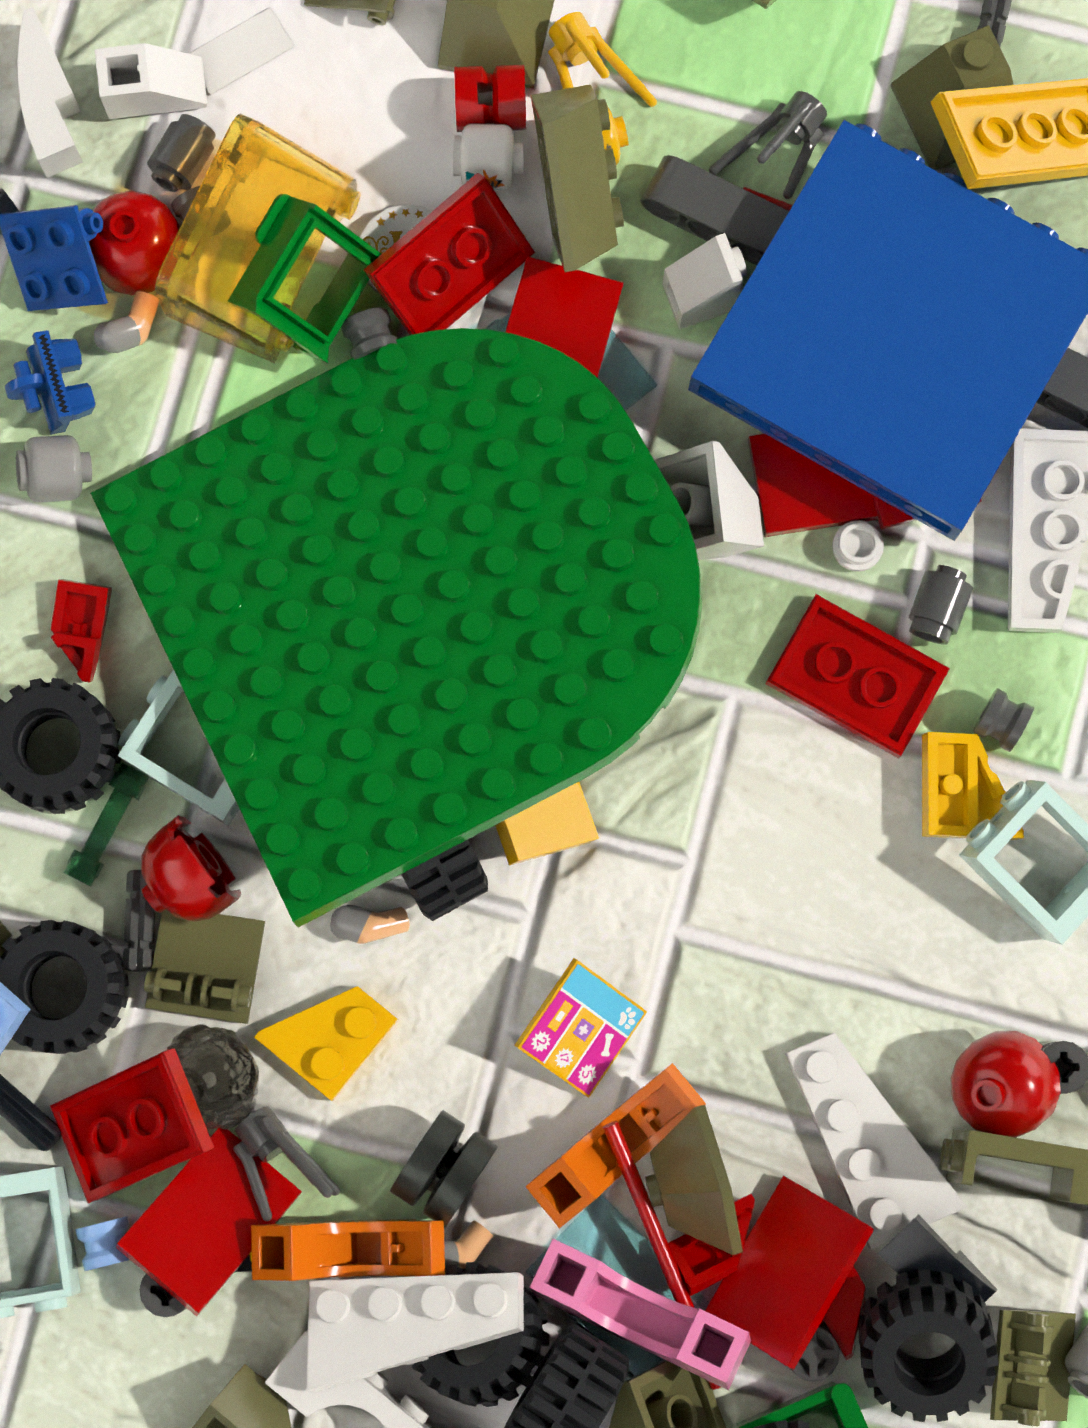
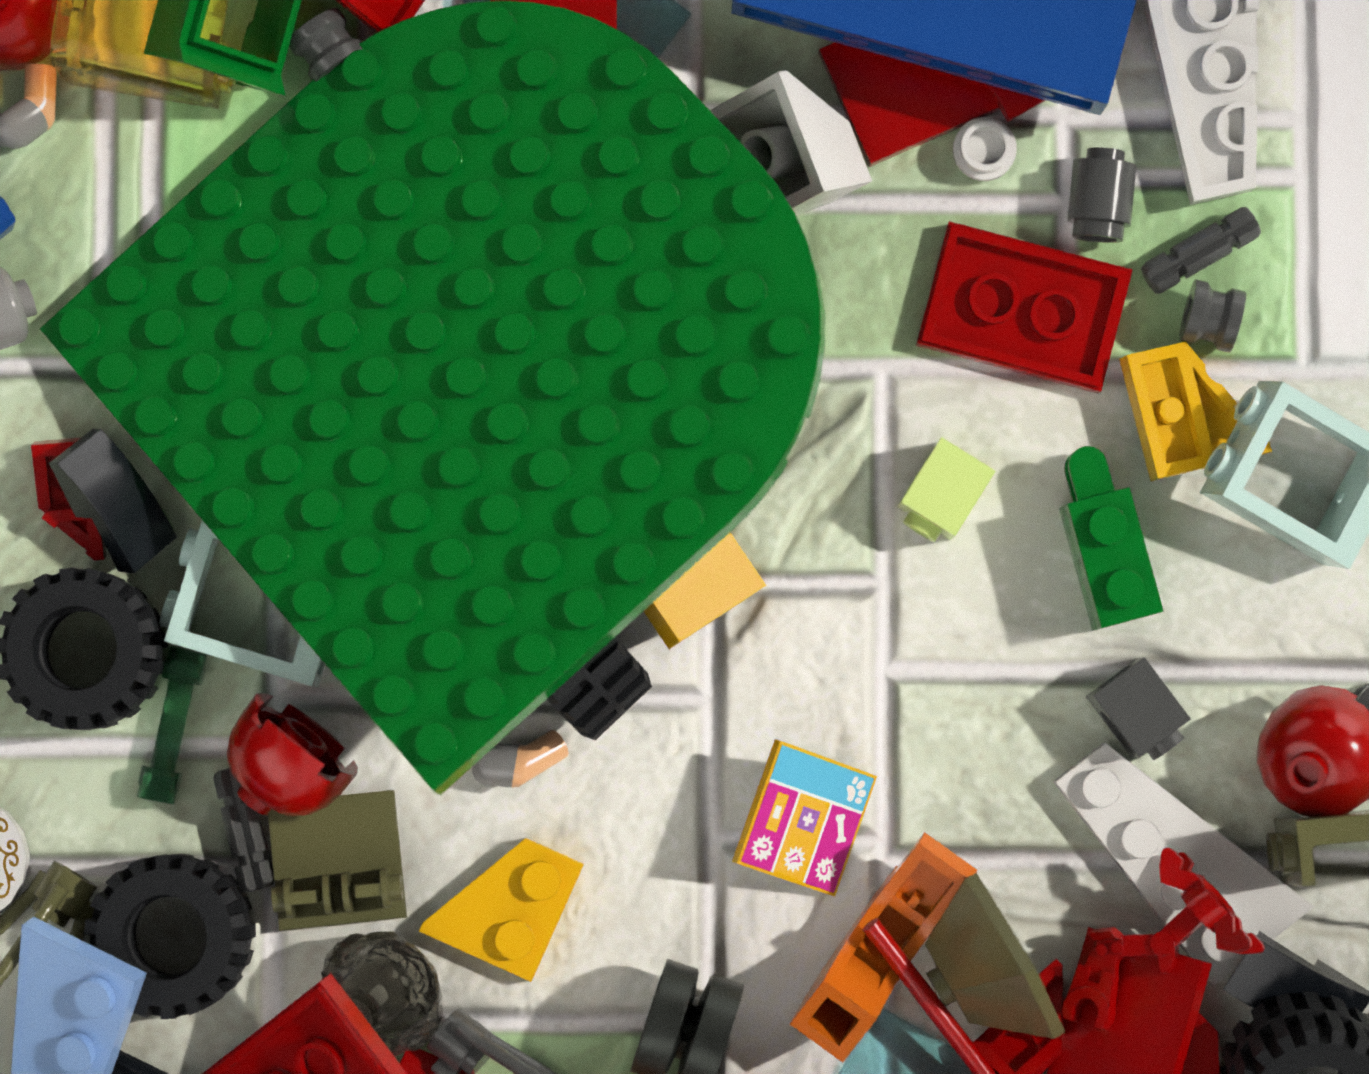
camera: 15 degrees left, 5 degrees up
(108, 628) = (111, 492): none -> black slope
(757, 801) = (944, 491): none -> yellowish green brick
(782, 1215) = (1100, 974): none -> red piece
(868, 1014) = (1140, 710): none -> dark grey brick
(875, 876) = (1107, 544): none -> green brick
(1007, 667) = (1201, 250): none -> dark grey axle

